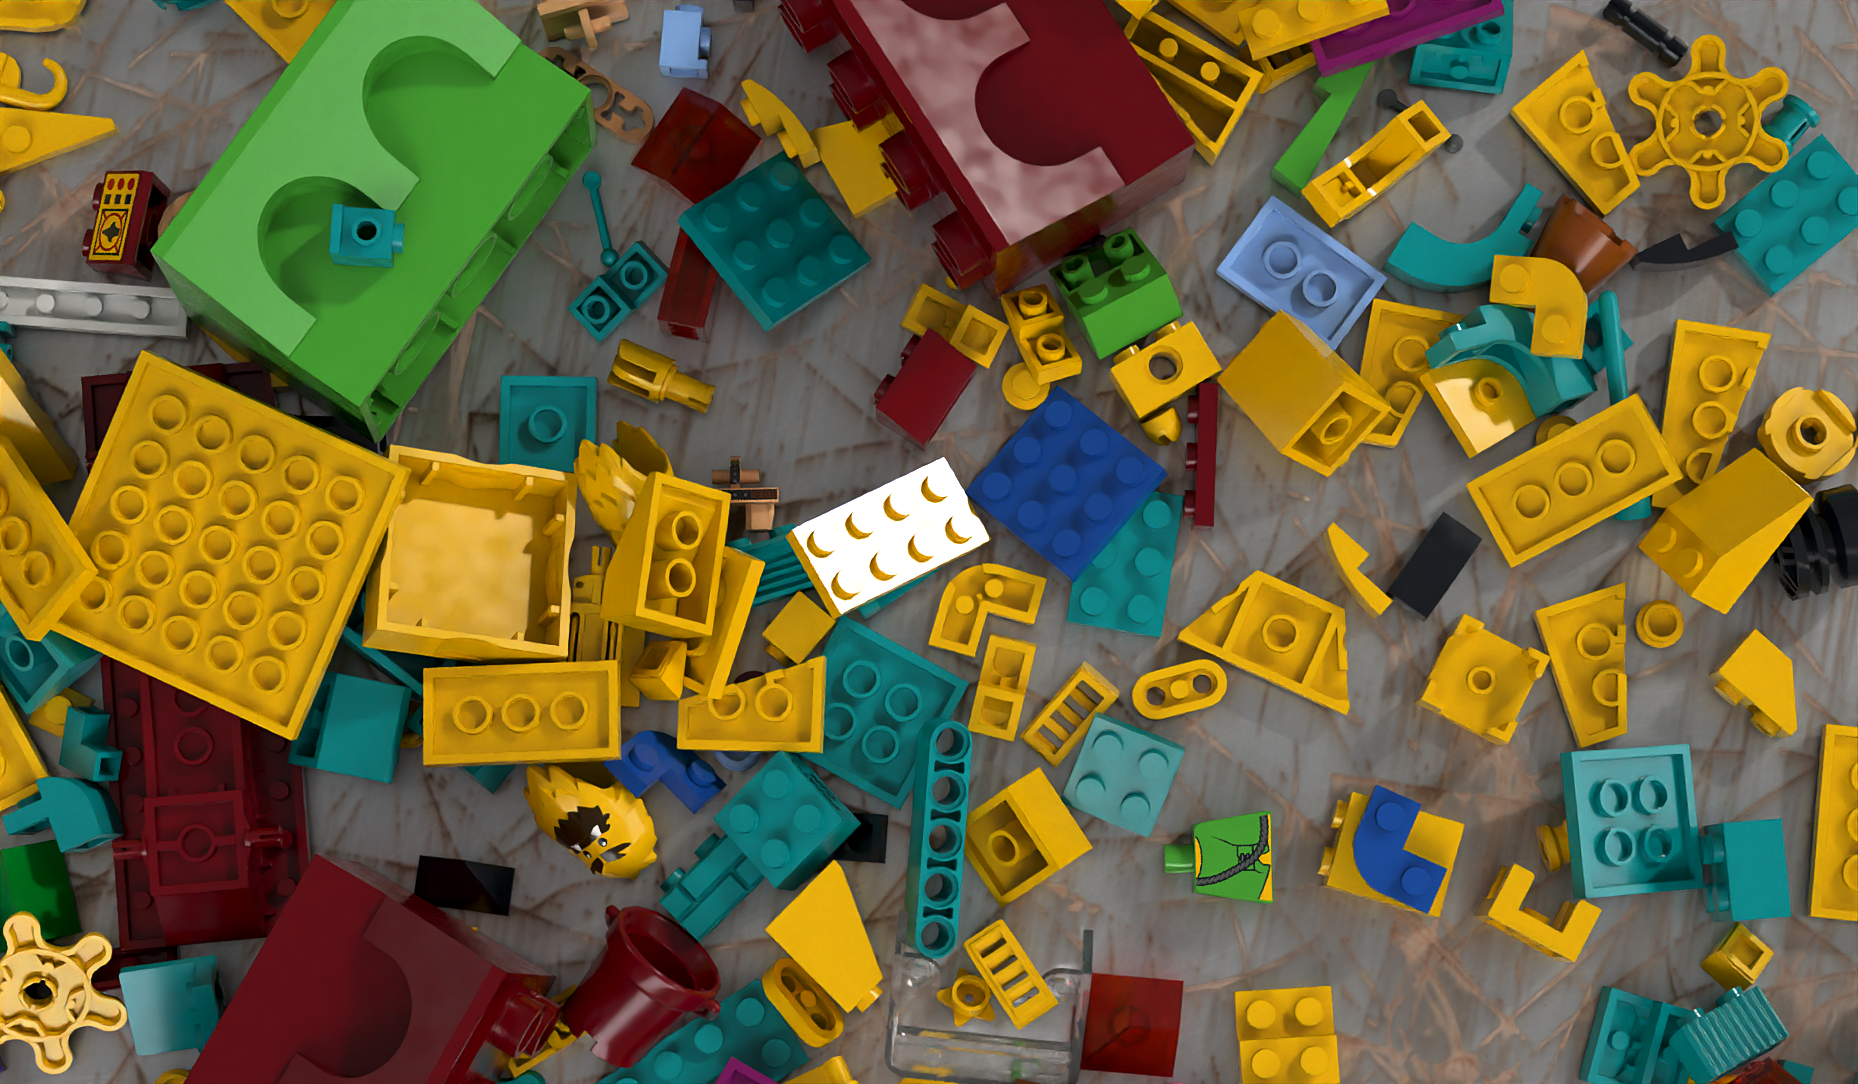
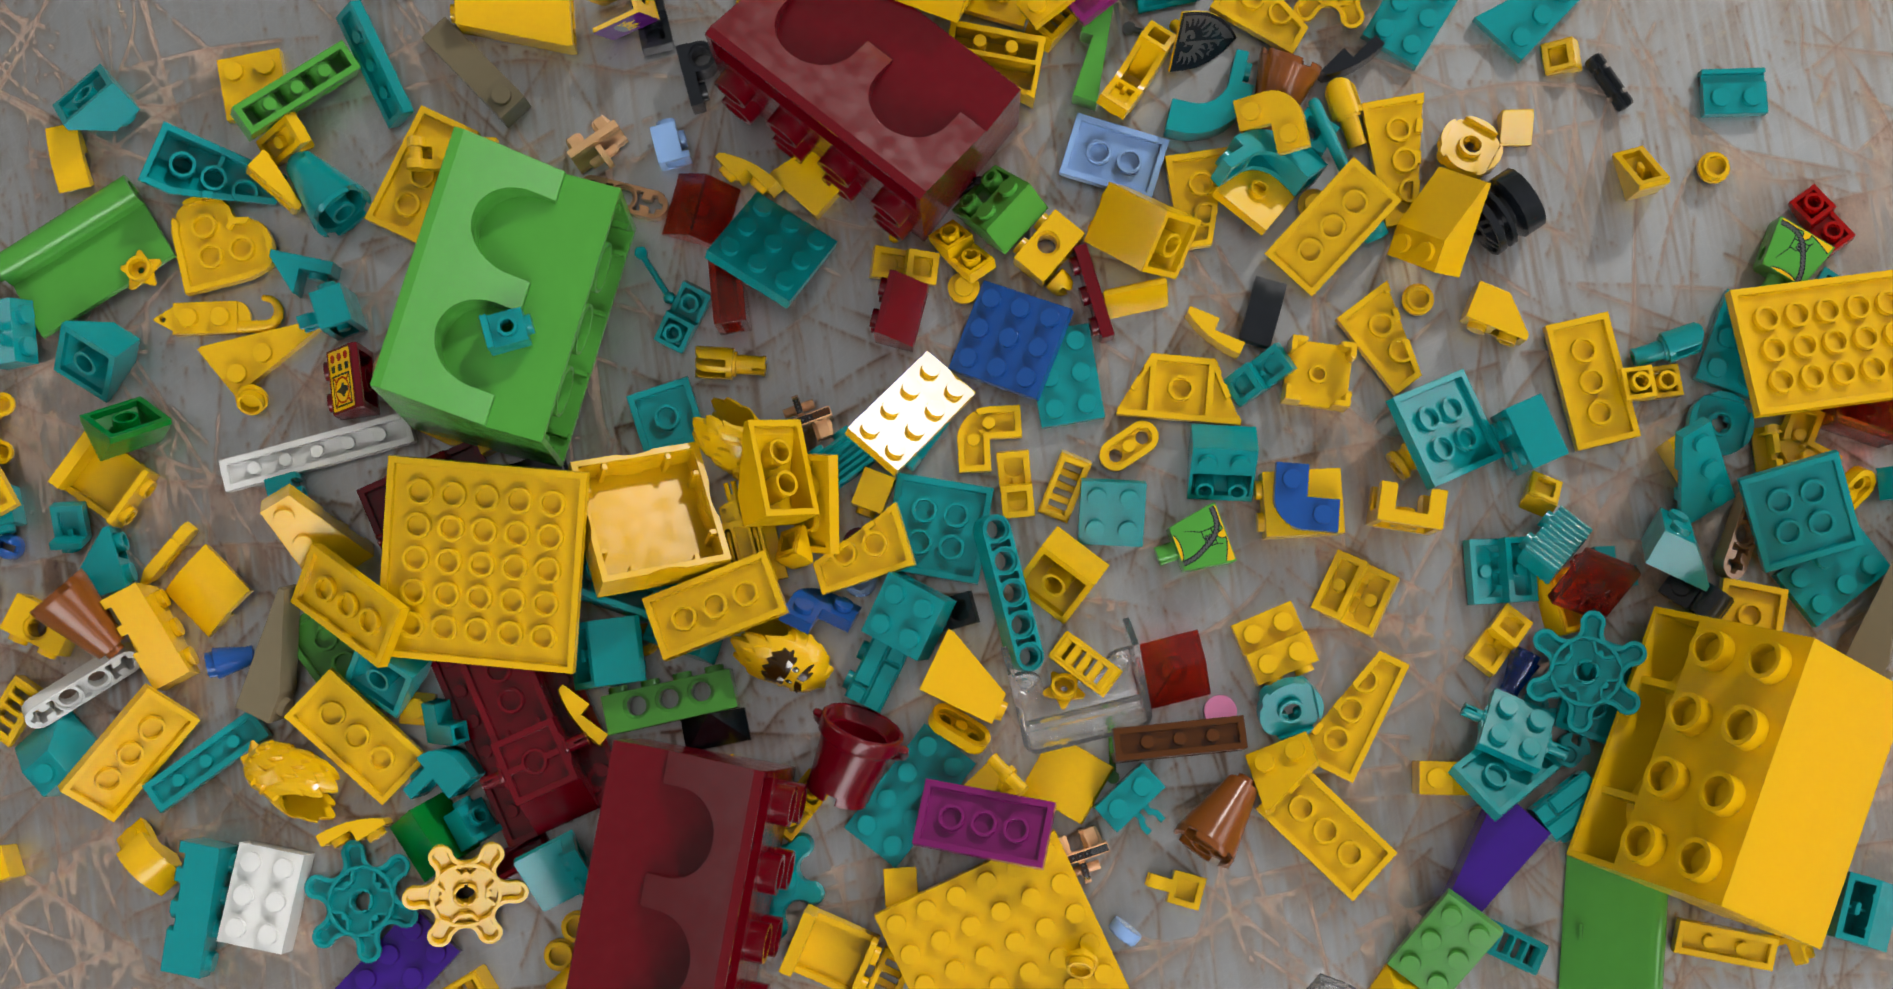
camera: 15 degrees left, 0 degrees up
(80, 896) = (471, 822): none -> teal brick
(103, 38) = (296, 269): none -> teal slope
(138, 118) = (335, 312): none -> teal brick
(279, 788) = (576, 707): none -> yellow slope
(337, 821) = (621, 719): none -> bright green brick
(1262, 484) = (1136, 297): none -> yellow slope
(1301, 758) = (1222, 462): none -> teal slope
(1398, 652) = (1259, 374): none -> teal slope
(1425, 1007) = (1355, 593): none -> yellow slope
(1478, 150) = (1198, 39): none -> shield
(1652, 319) = (1345, 109): none -> yellow arm

